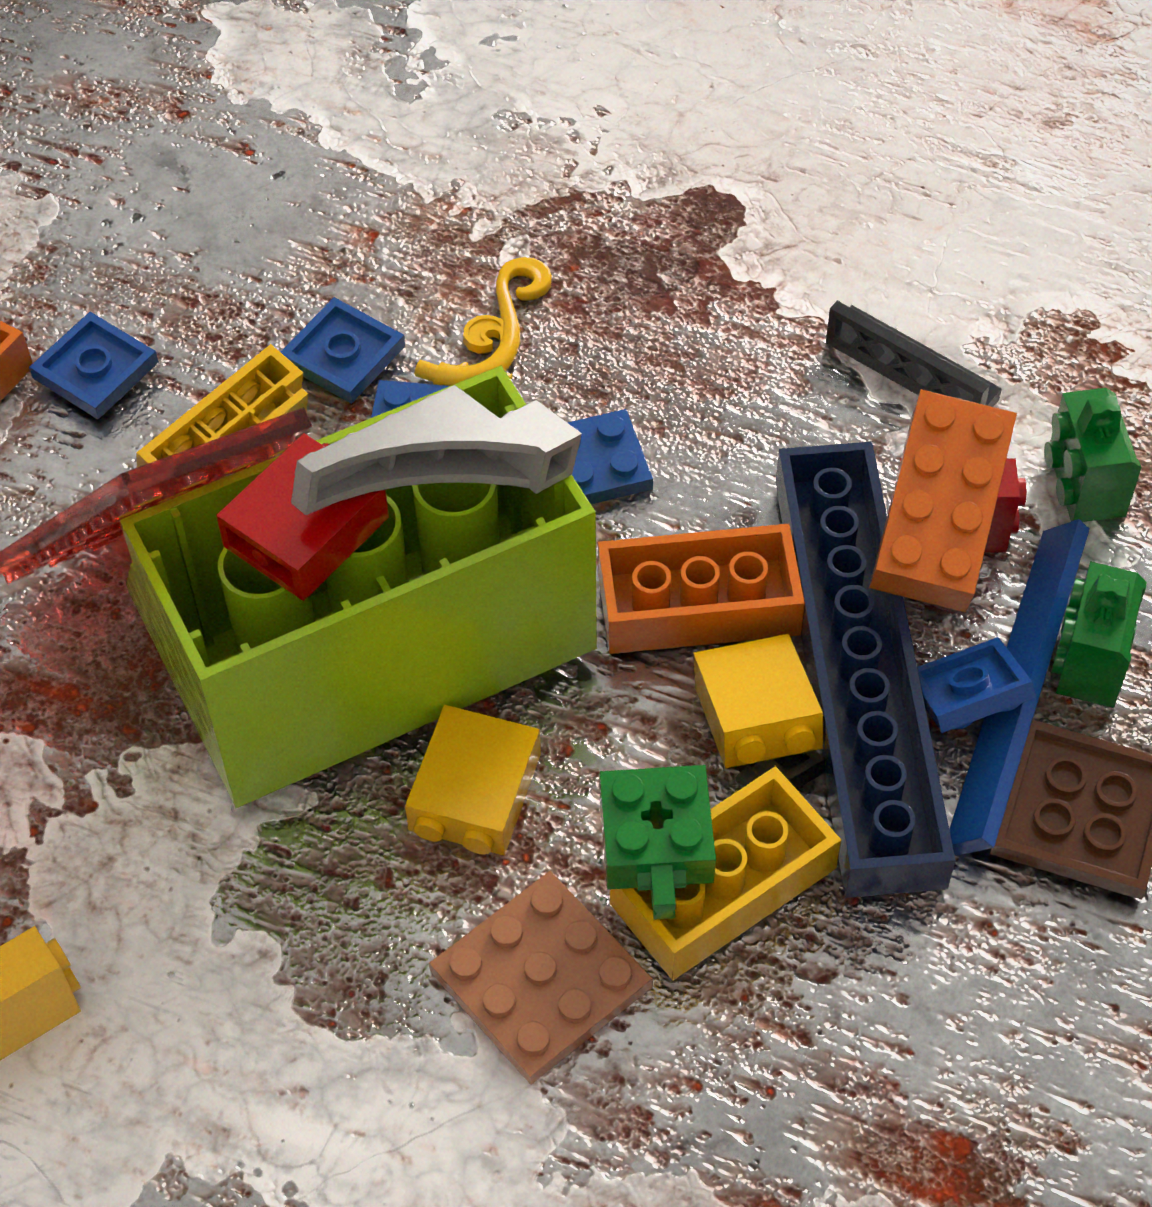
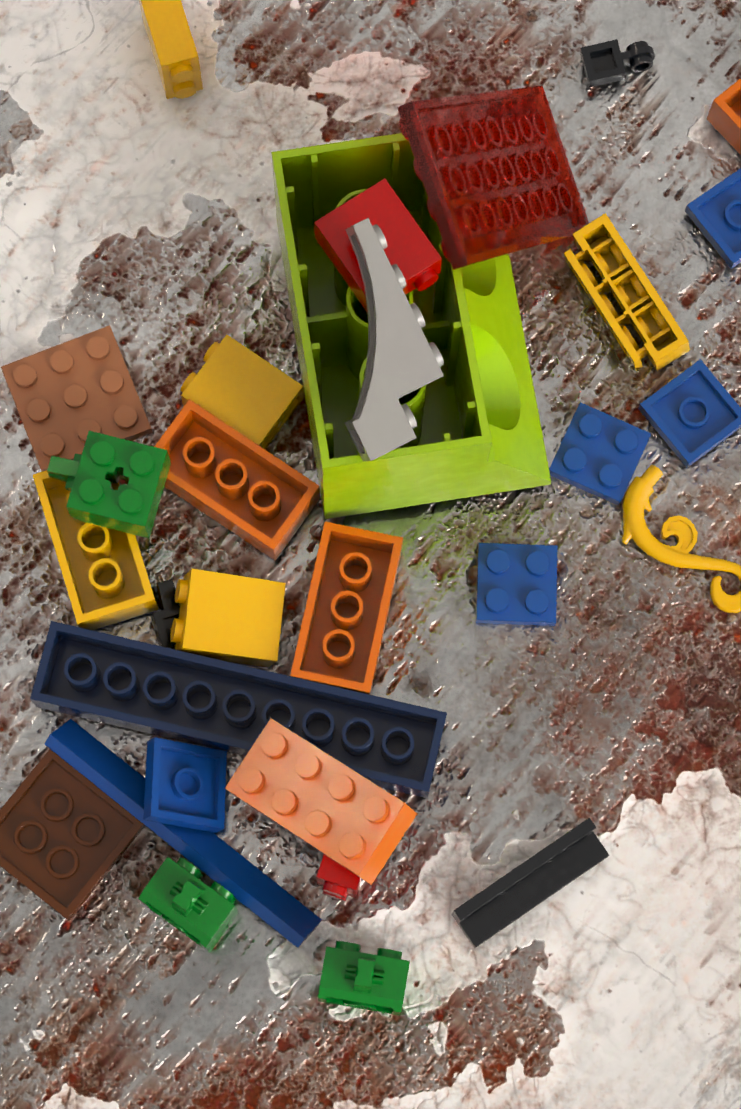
camera: 105 degrees right, 20 degrees up
(590, 724) = (236, 480): none -> orange brick

